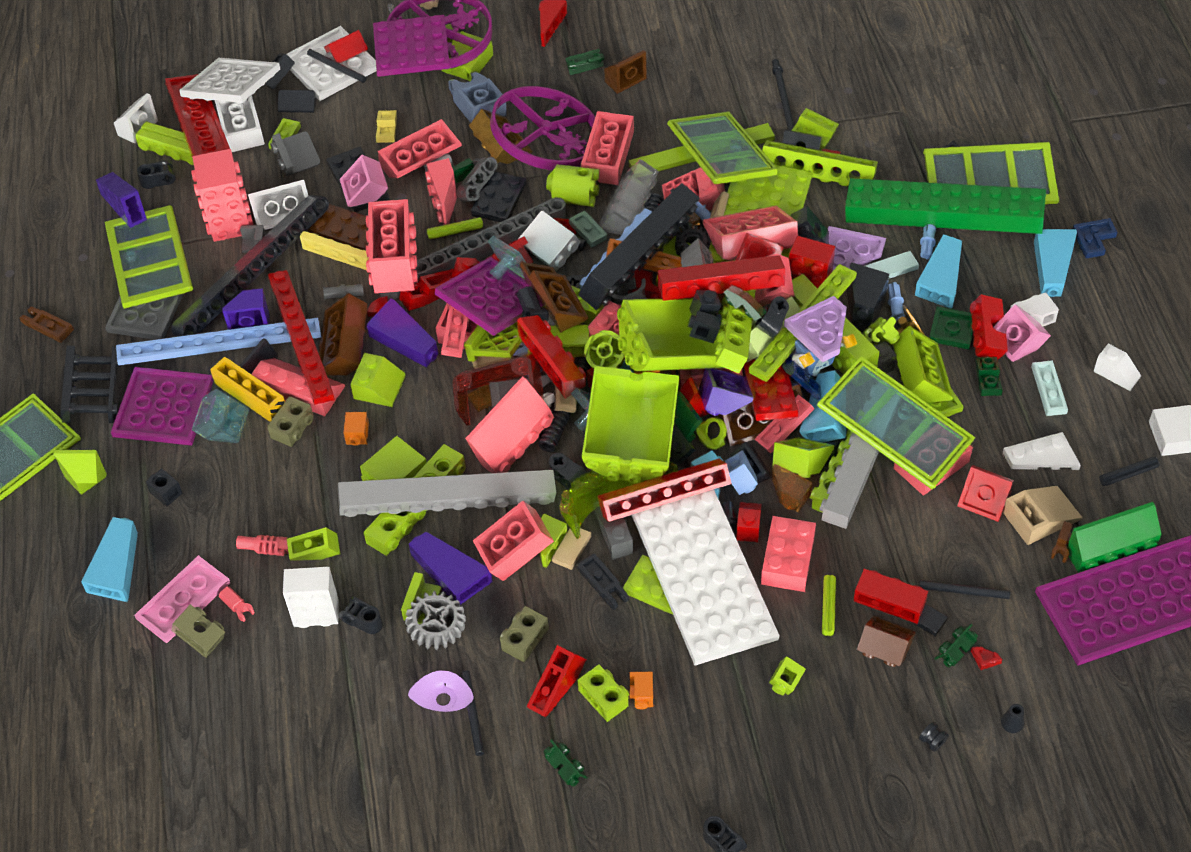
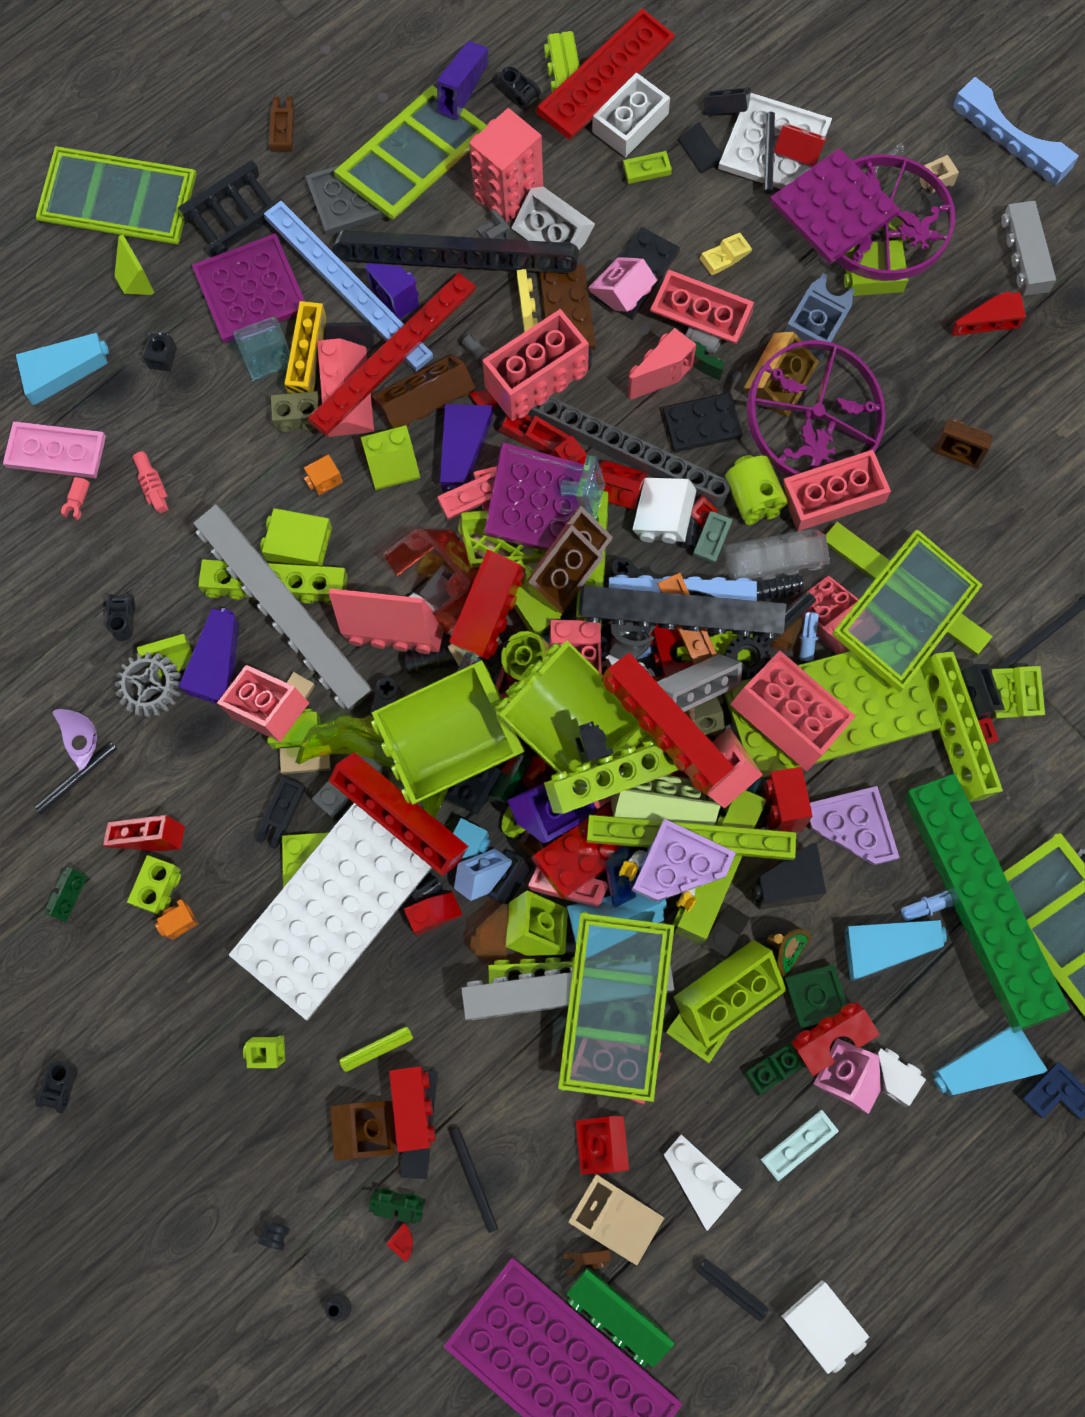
camera: 60 degrees right, 20 degrees up
(134, 117) = (574, 18): white slope -> none
(202, 642) = (14, 476): olive brick -> none
(230, 80) = (672, 68): white plate -> none
(295, 153) = (624, 192): dark grey bracket -> none
(311, 596) = (95, 560): white brick -> none
(313, 545) = (166, 525): lime slope -> none
(454, 228) = (631, 407): lime axle -> none
(469, 189) = (721, 386): dark grey beam -> none
(528, 635) = (178, 779): olive brick -> none
(530, 304) = (534, 552): black piece -> none
(585, 61) = (952, 391): dark green hinge -> none
(706, 302) = (620, 727): black brick -> none
(719, 205) = (817, 656): tan tile -> none
(738, 297) = (646, 762): slope -> none
(757, 247) = (760, 736): red wing -> none
(772, 321) = (659, 803): black piece -> none
(788, 553) = (409, 976): coral brick -> none
(806, 224) = (847, 770): black brick -> none
(882, 330) = (752, 923): lime piece -> none
(895, 301) = (817, 913): light blue axle -> none
(897, 264) = (861, 881): light aqua tile -> none
(1117, 367) = (871, 1212): white slope -> none

